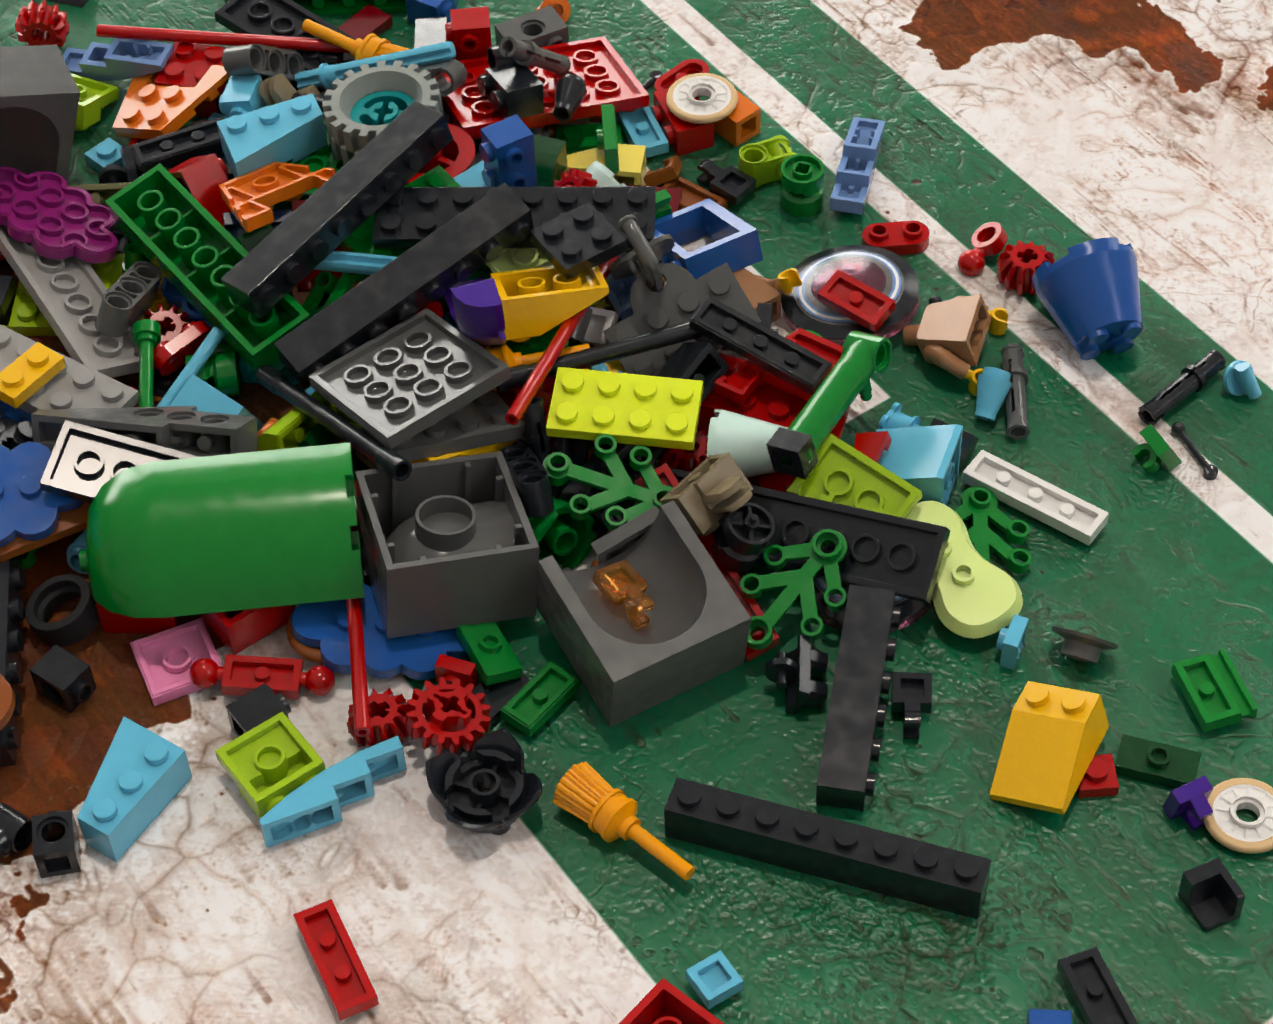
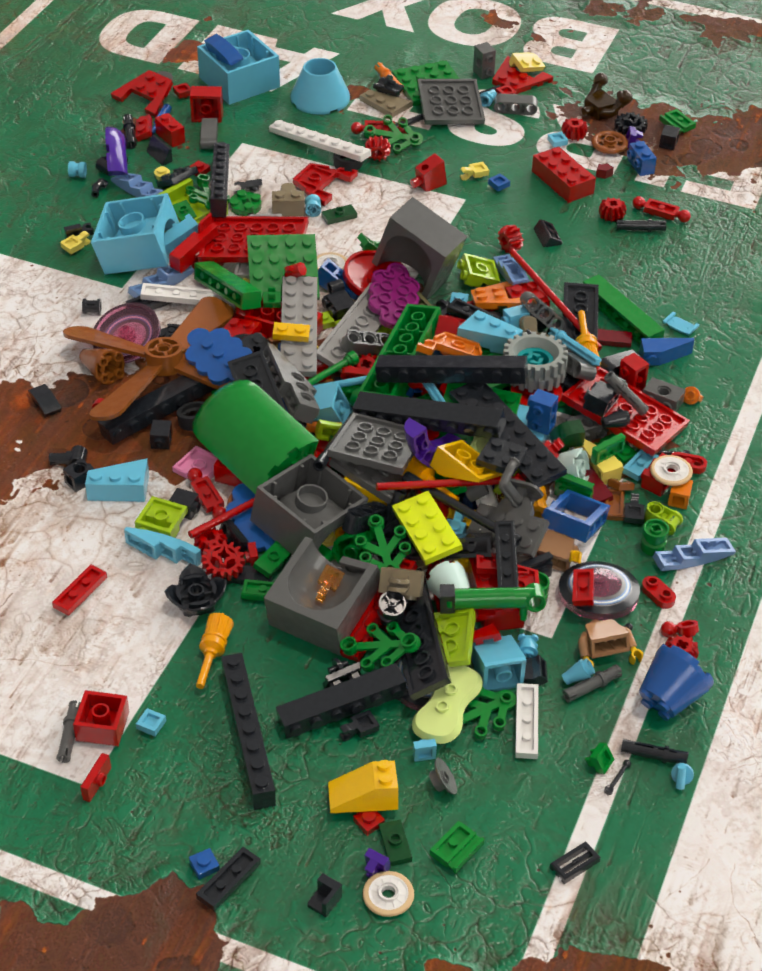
camera: 55 degrees right, 5 degrees down
(400, 677) = (234, 535): none -> black tile

